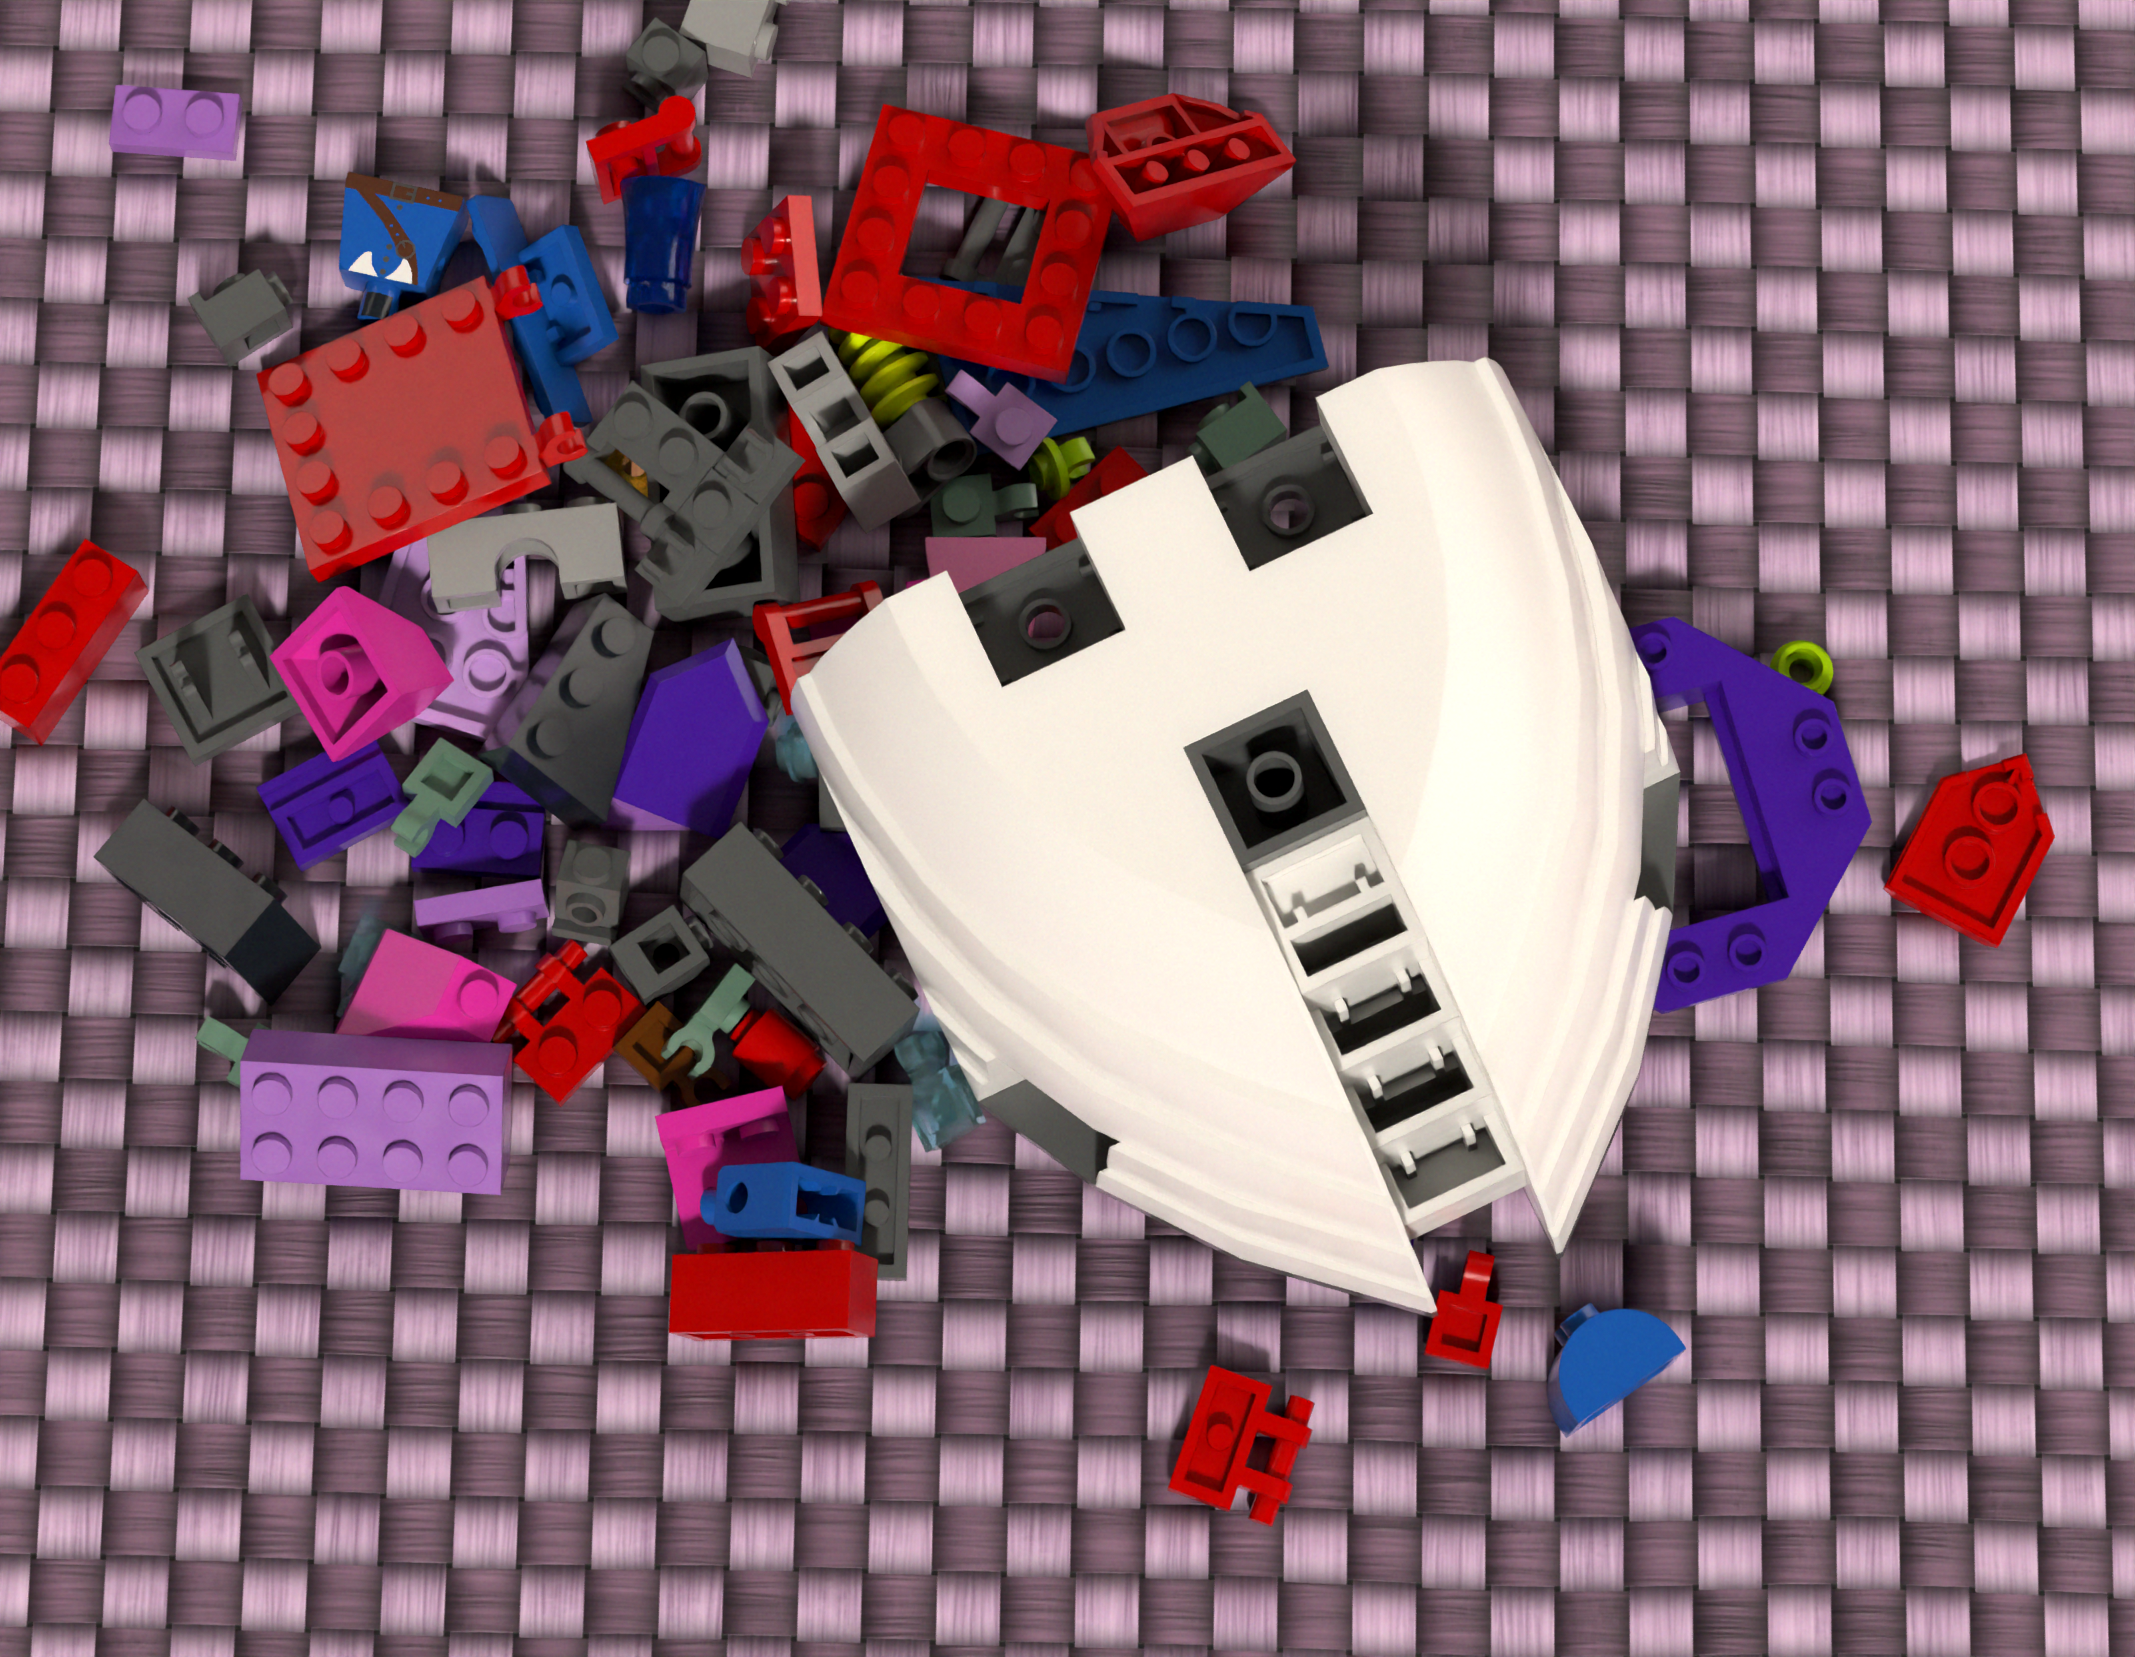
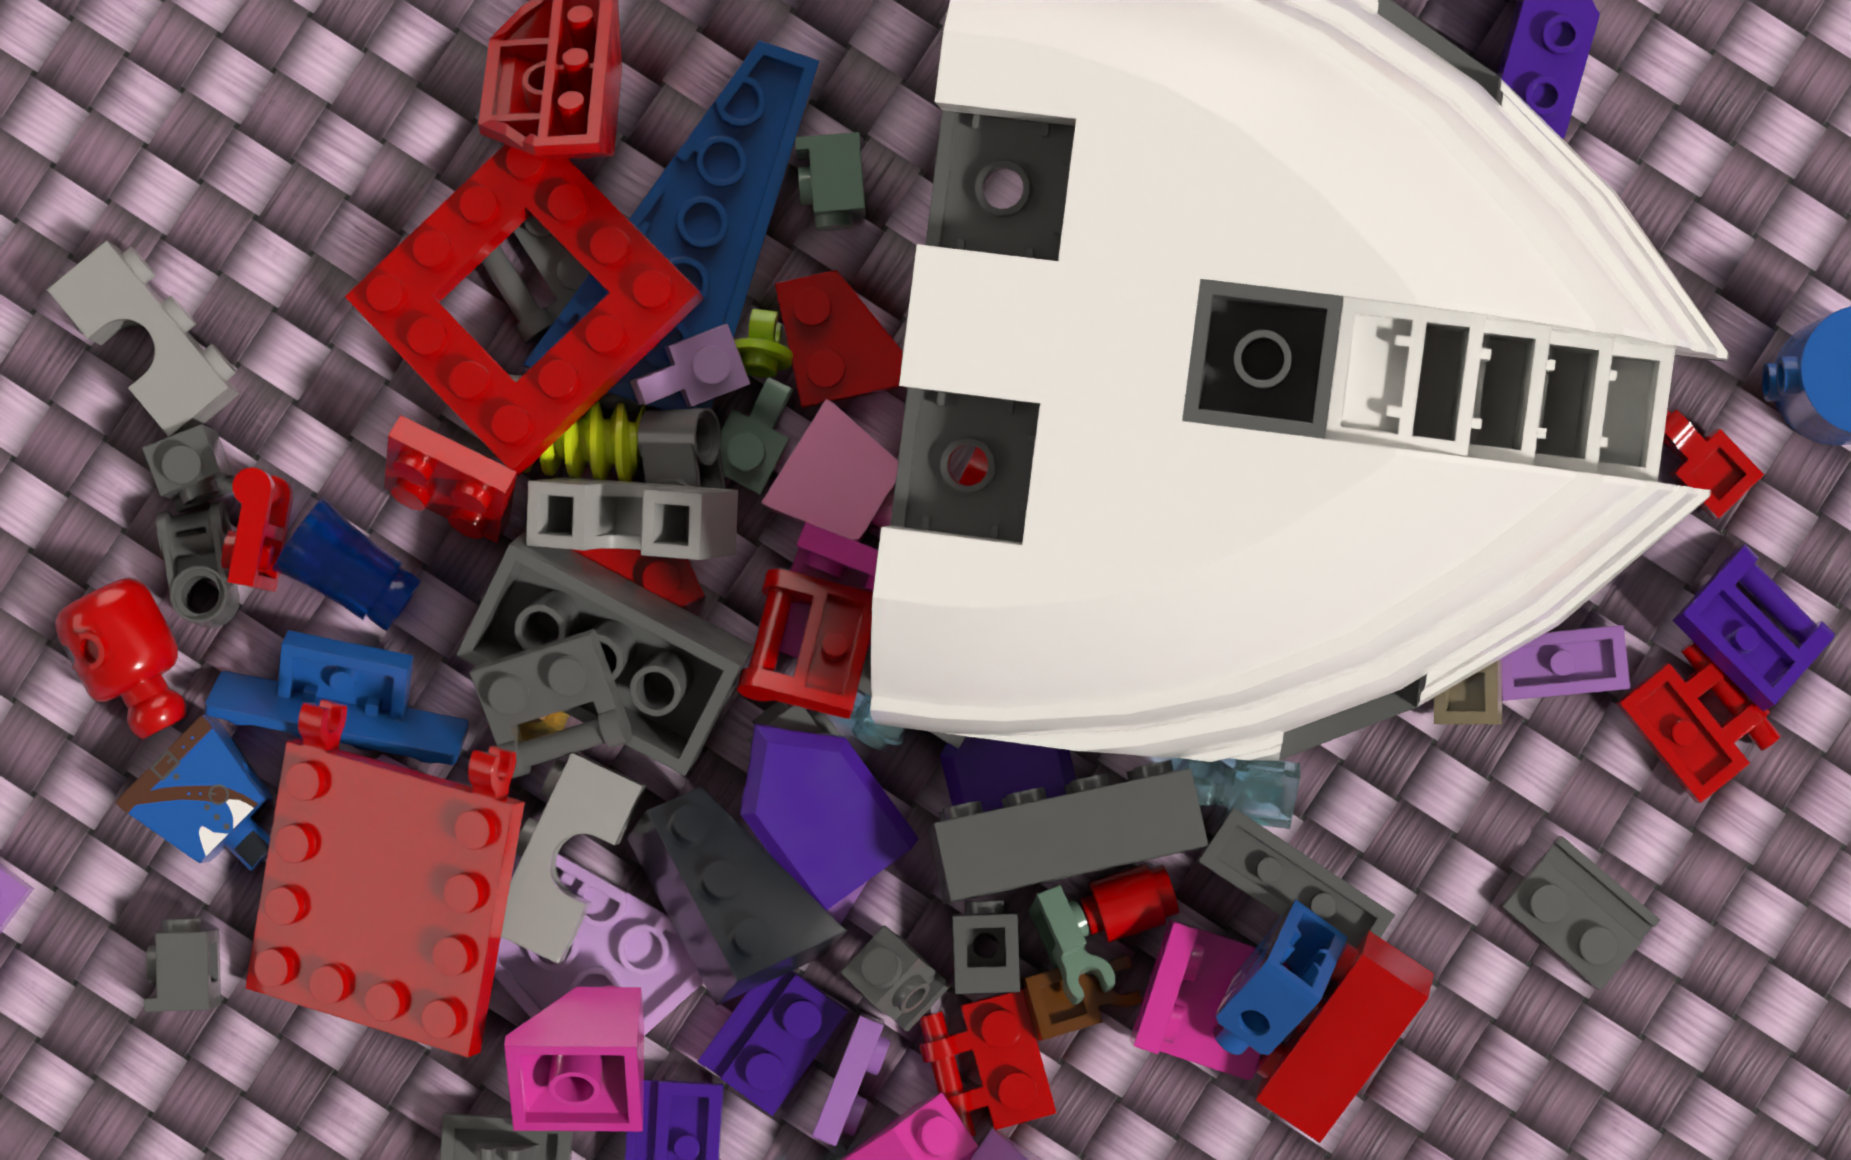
camera: 55 degrees left, 10 degrees up
(441, 787) = (724, 1051): sand green plate -> none
(478, 107) = (122, 650): none -> red piece
(579, 118) = (196, 560): none -> dark grey piece
(719, 514) = (641, 670): dark grey plate -> none
(1008, 1447) = (1579, 913): none -> dark grey plate
(1134, 1235) = (1472, 700): none -> dark tan tile
(1214, 1298) = (1567, 664): none -> medium lavender plate
(1333, 1437) = (1743, 638): none -> dark purple plate

